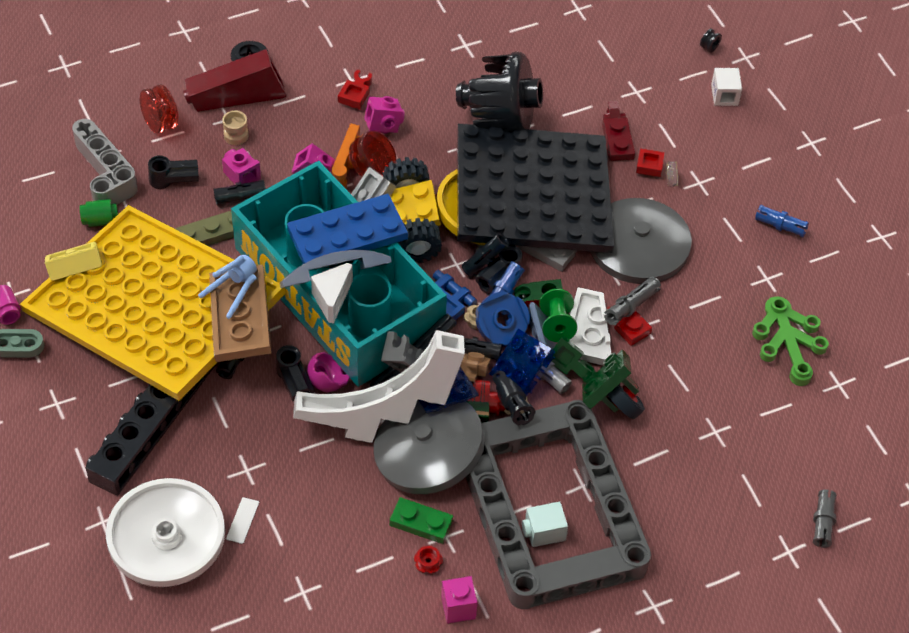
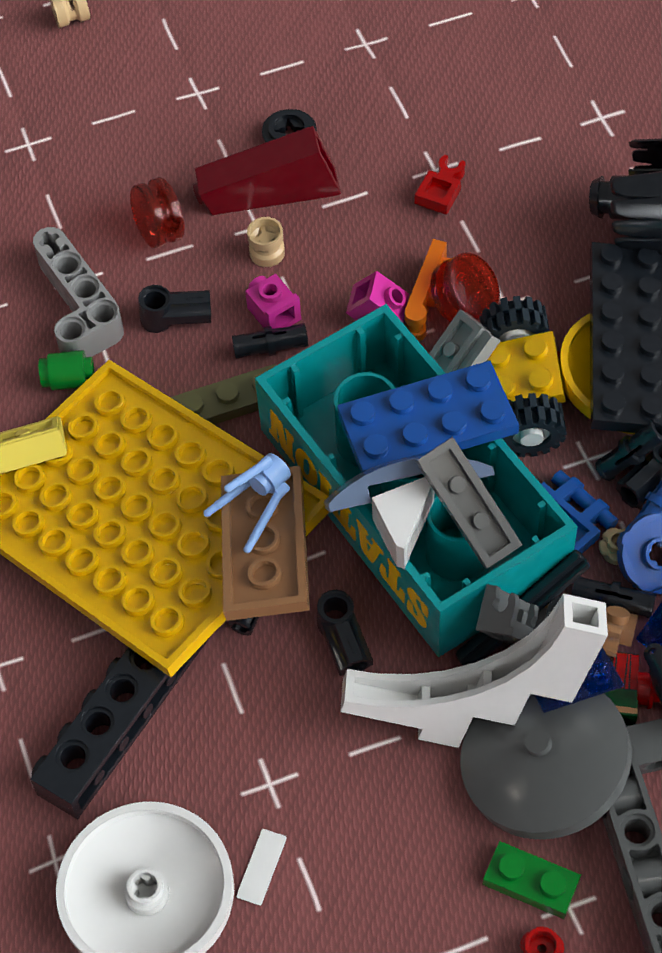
camera: 10 degrees right, 5 degrees up
(326, 373) = (391, 634): dark pink hair -> none
(374, 278) = (468, 502): none -> dark grey plate
(384, 114) = (482, 225): dark pink brick -> none

